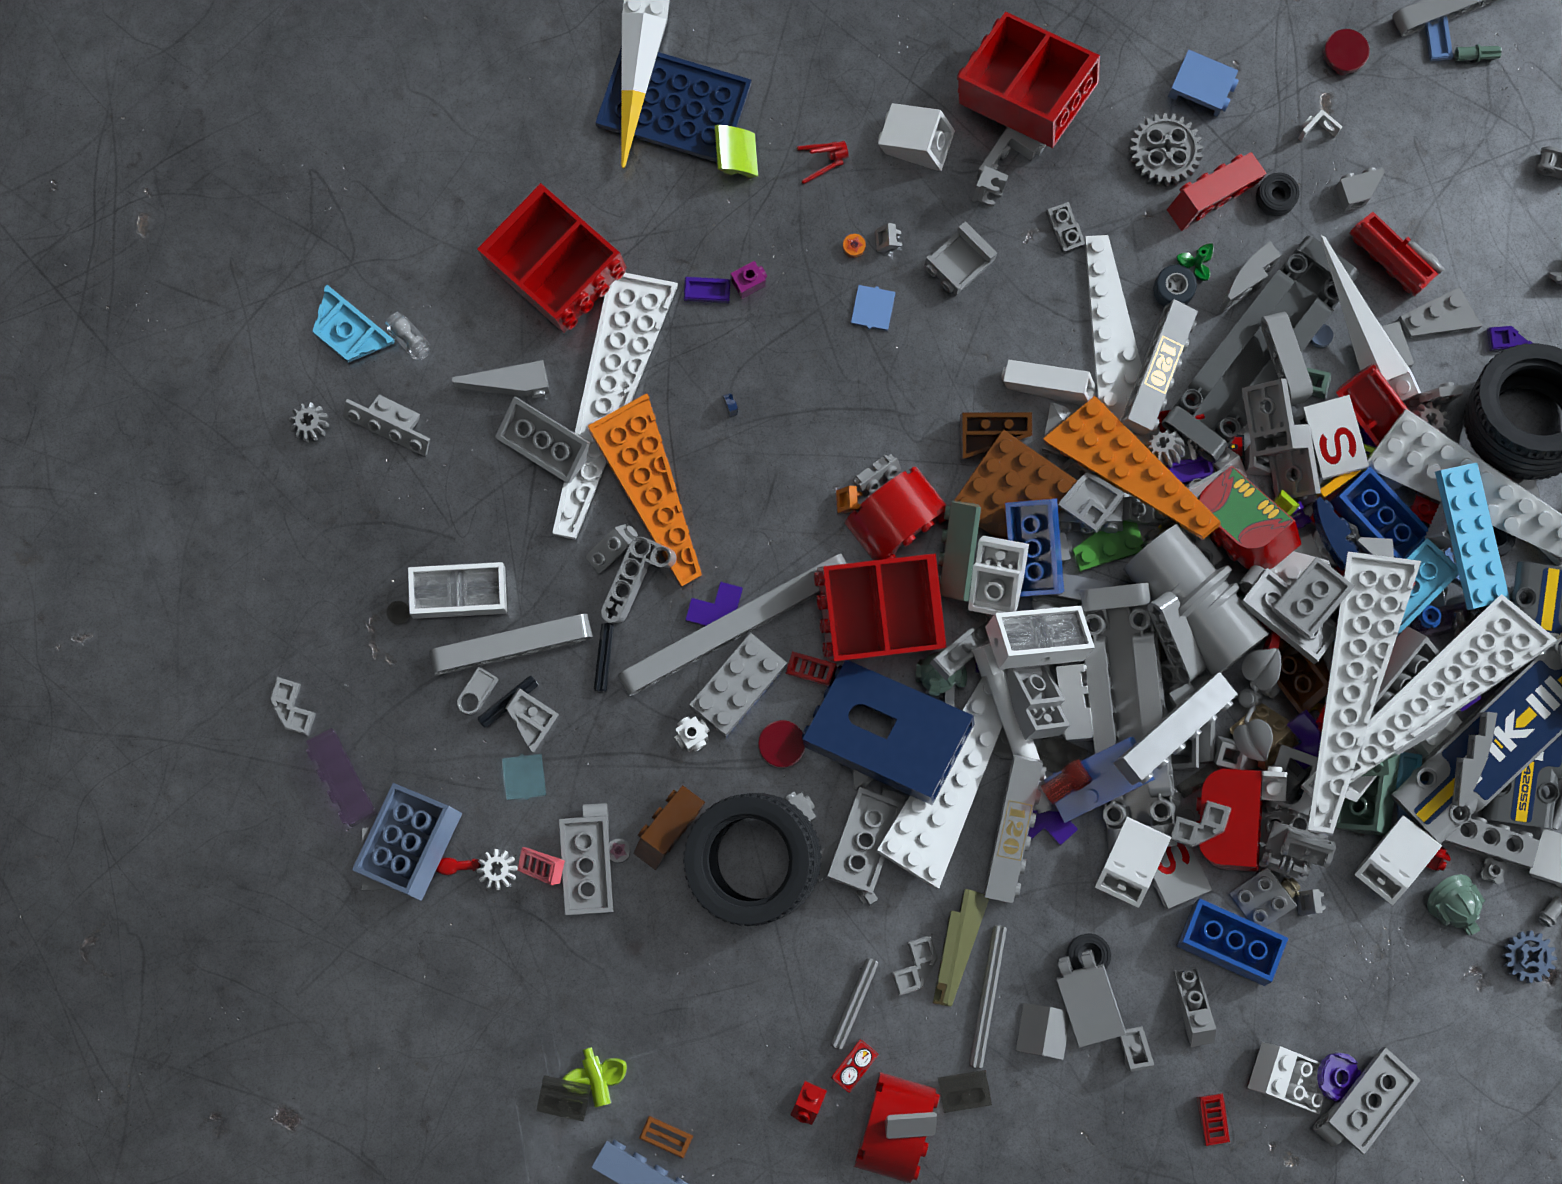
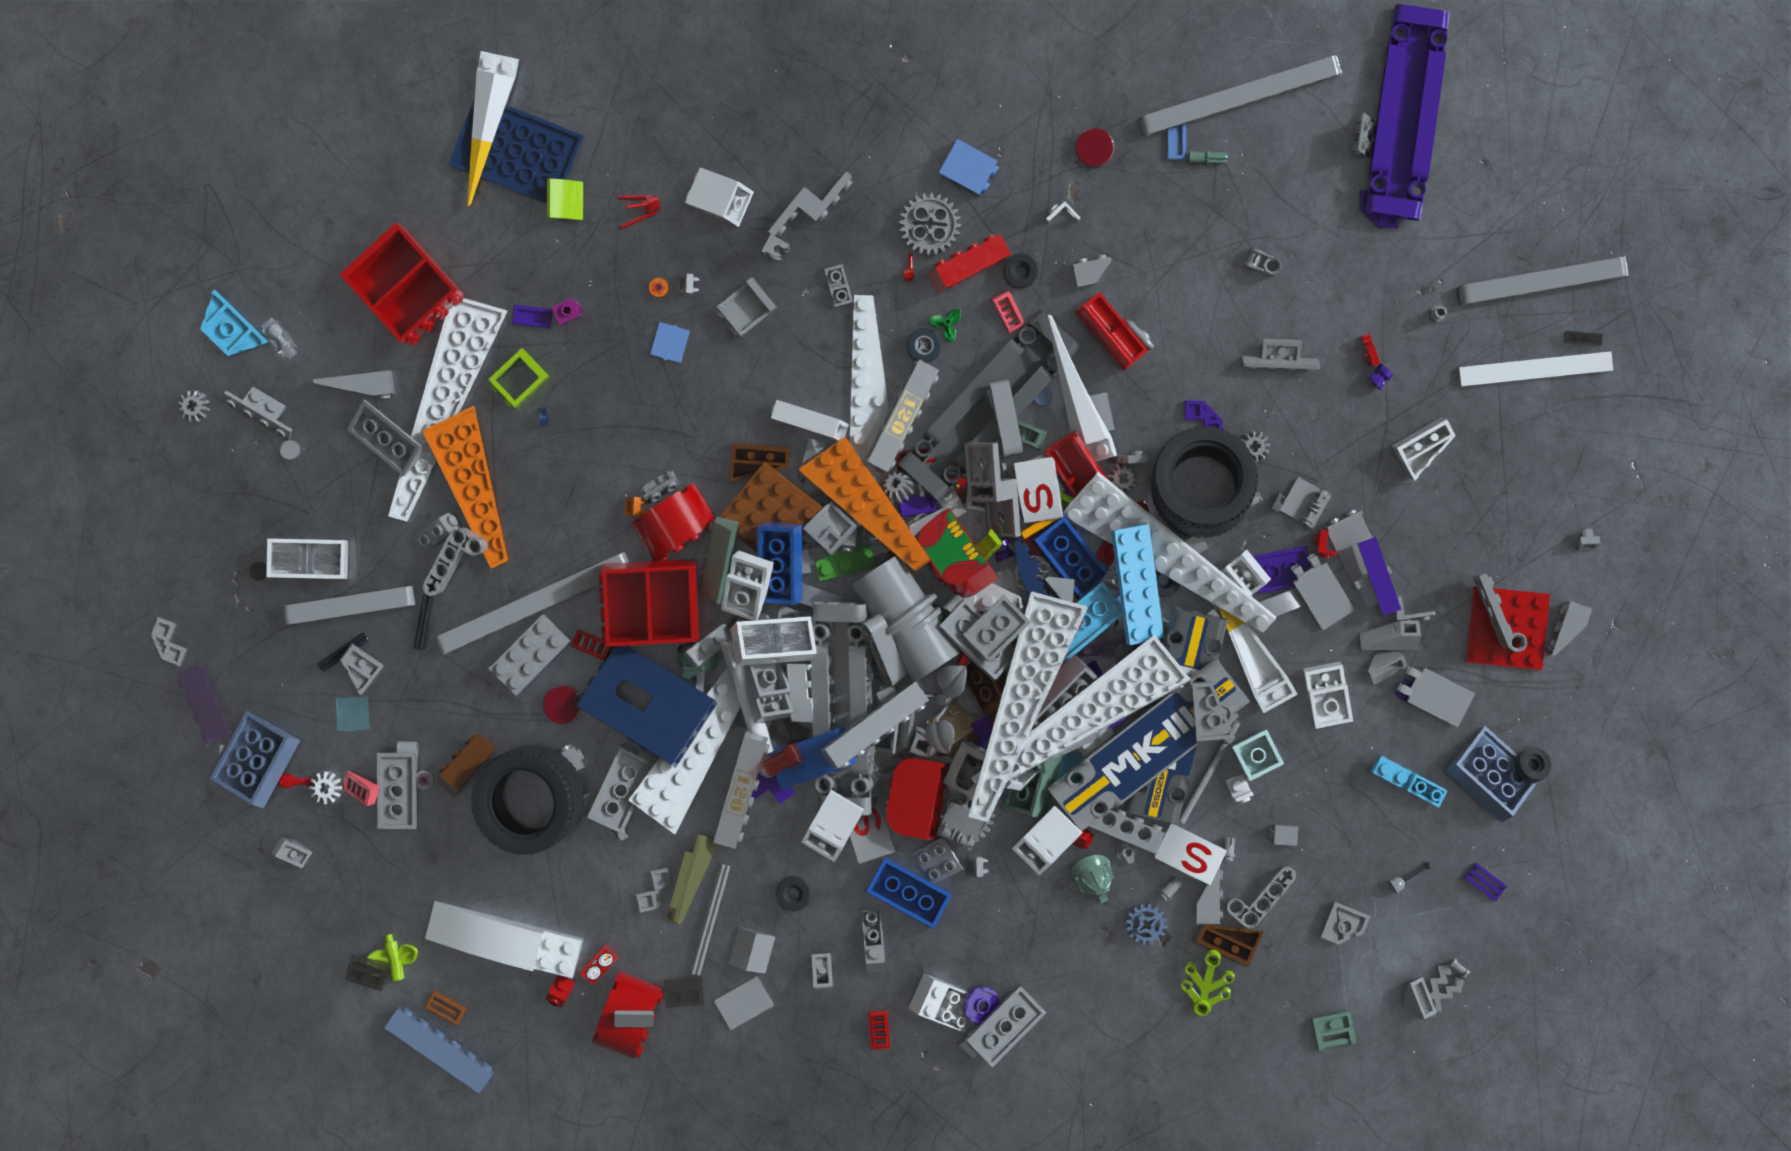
camera: 15 degrees right, 10 degrees up
(428, 465) = (290, 449): none -> light grey tile
(459, 953) = (291, 852): none -> light grey slope
(479, 686) = (321, 637): light grey piece -> none
(695, 742) = (496, 688): white brick -> none
(710, 341) = (543, 376): none -> lime window
(726, 601) = (511, 592): dark purple tile -> none
(733, 1042) = (504, 940): none -> white slope
(854, 1003) = (603, 916): light grey axle -> none
(1028, 79) = (815, 158): red container -> none
(1040, 1099) = (743, 1003): none -> light grey piece
(1089, 1001) = (789, 930): light grey tile -> none
(1146, 208) = (909, 273): none -> red hand
(1211, 825) = (897, 802): light grey tile -> none
(1251, 276) = (986, 344): light grey slope -> none
(1270, 230) = (998, 307): none -> coral slope
(1274, 784) = (952, 773): white bracket -> none
(1291, 886) = (960, 853): dark tan plate -> none
(1308, 848) = (974, 827): light grey hinge -> none
(1435, 614) = (1100, 650): blue plate -> none
(1441, 315) = (1146, 386): light grey wing -> none
(1470, 768) = (1110, 773): light grey slope -> none

